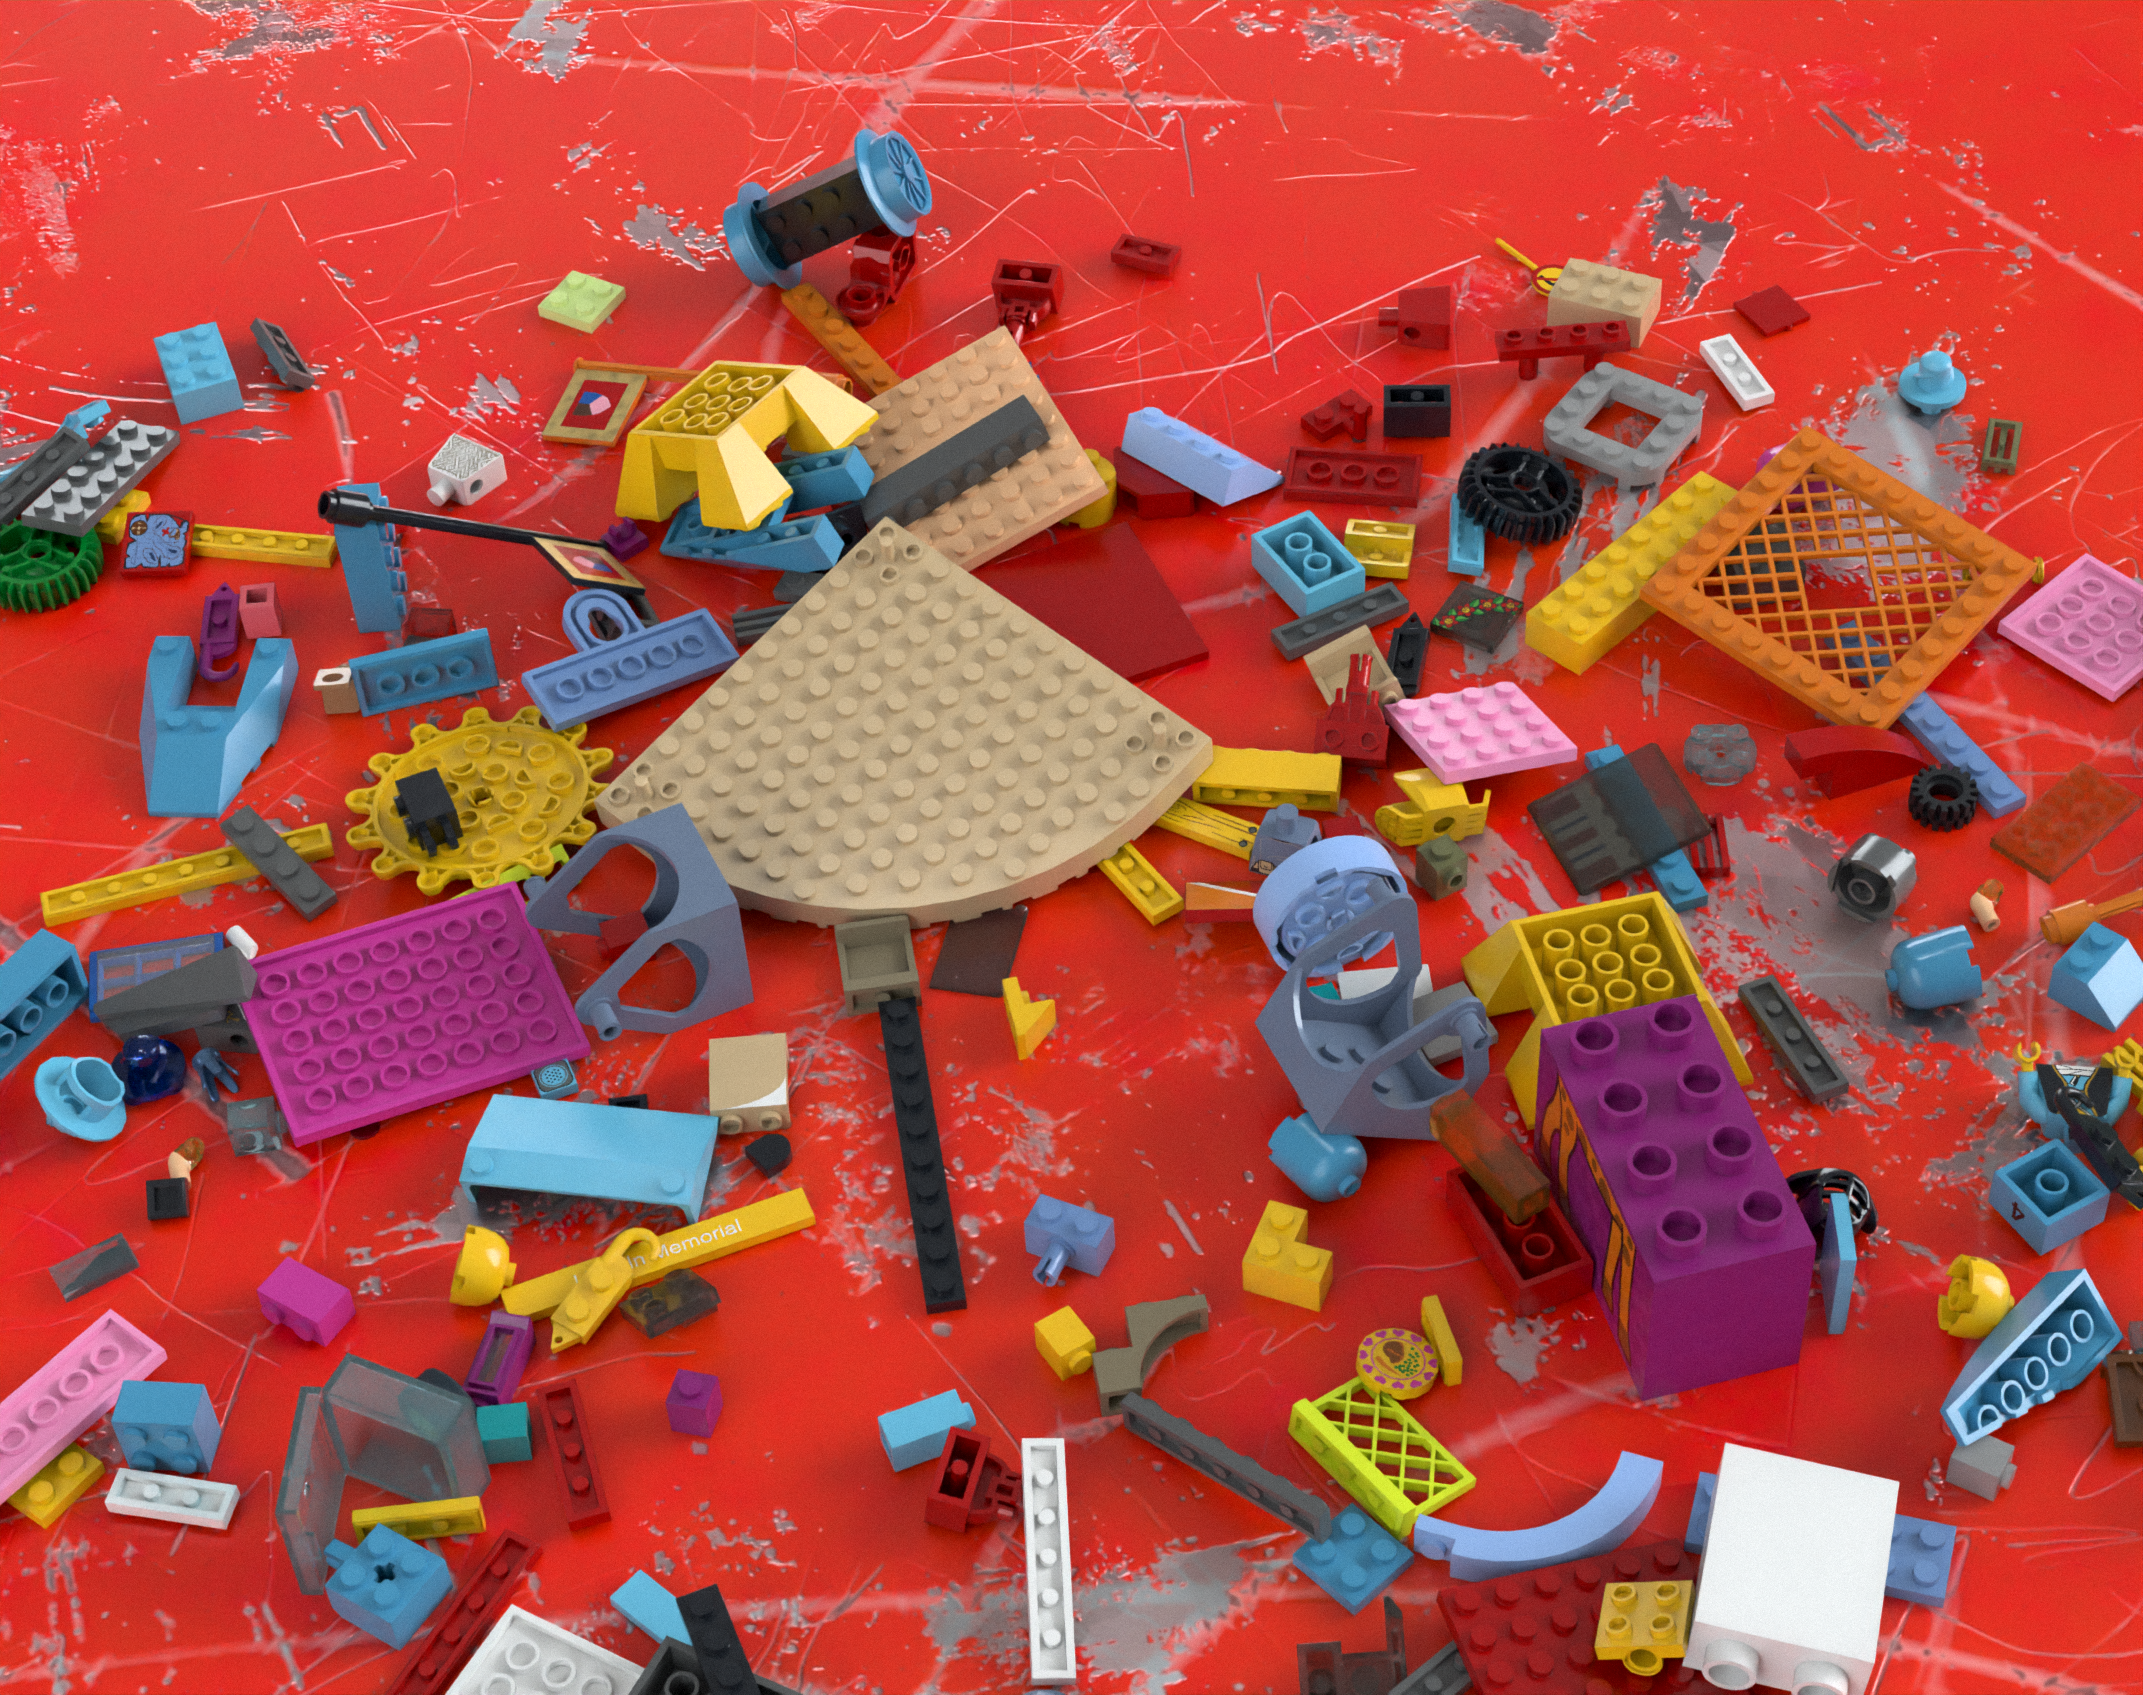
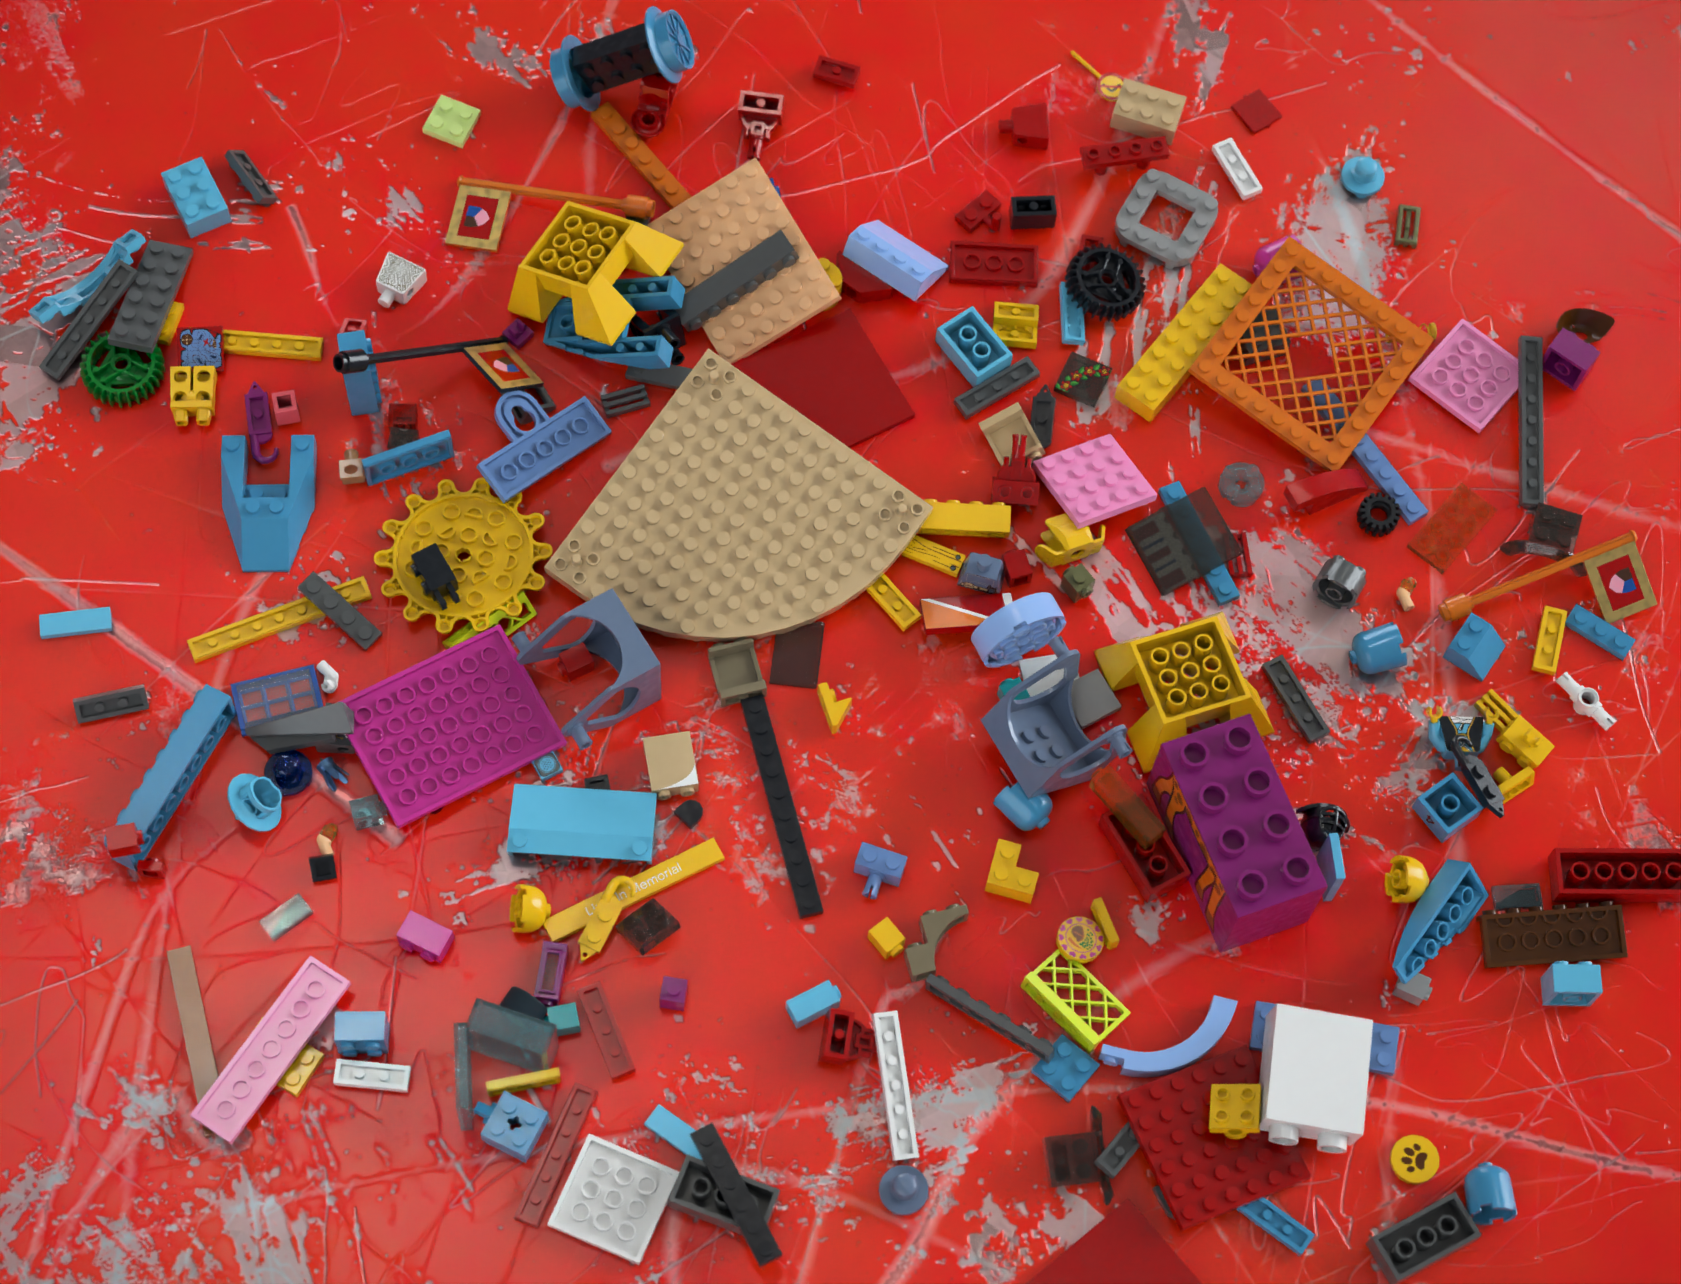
camera: 15 degrees left, 20 degrees up
(134, 596) = (192, 394): none -> yellow hips

